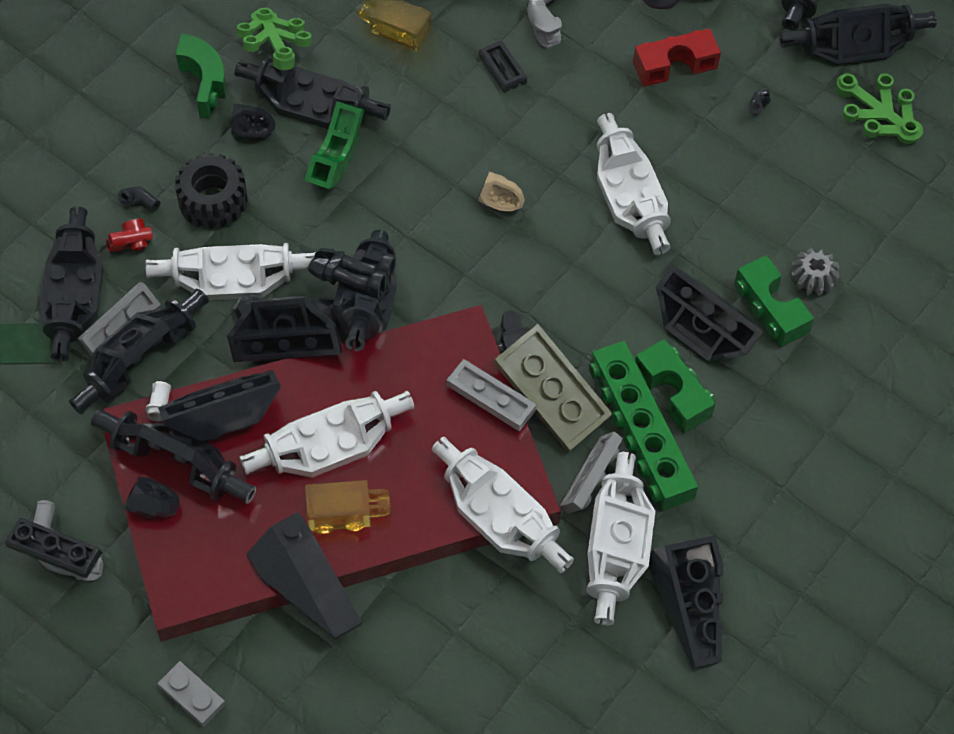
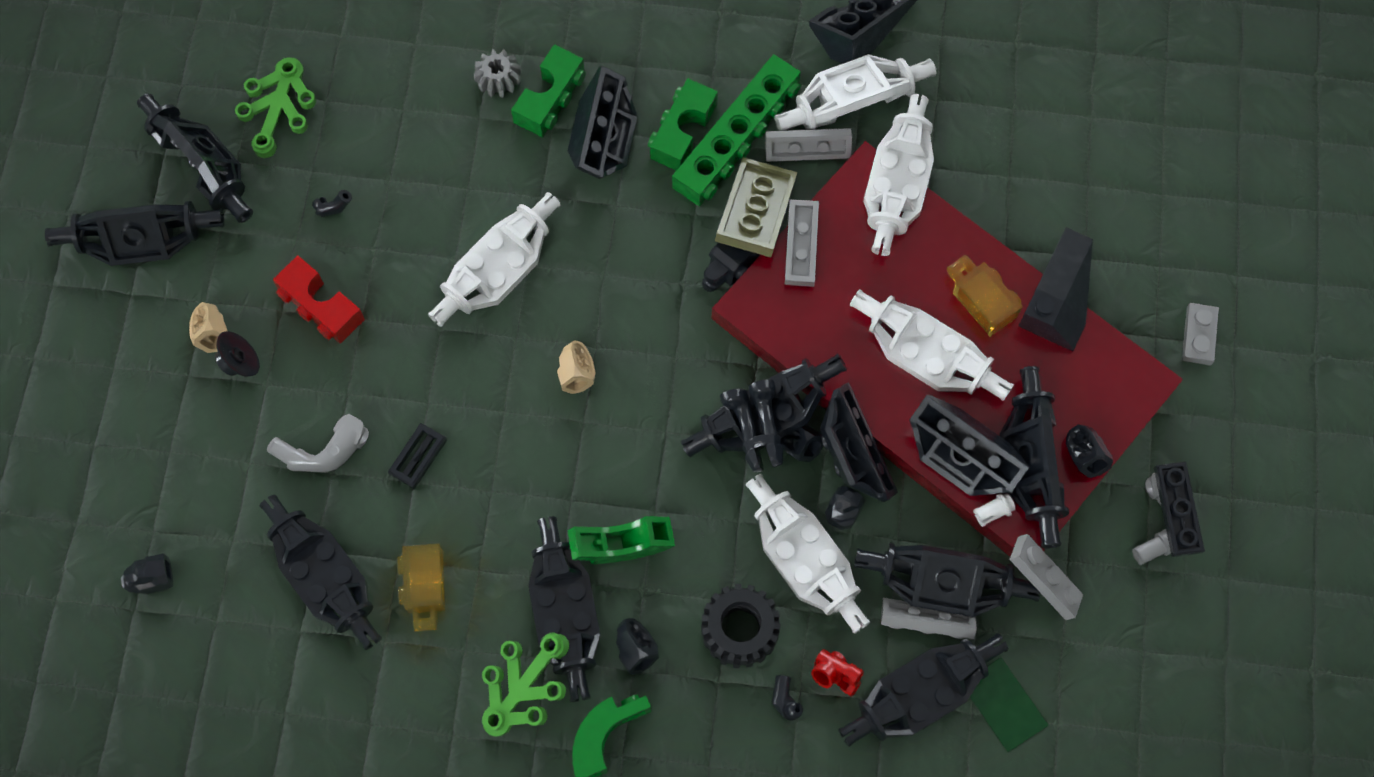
camera: 120 degrees left, 10 degrees up
(78, 410) = (1046, 577): none -> light grey plate

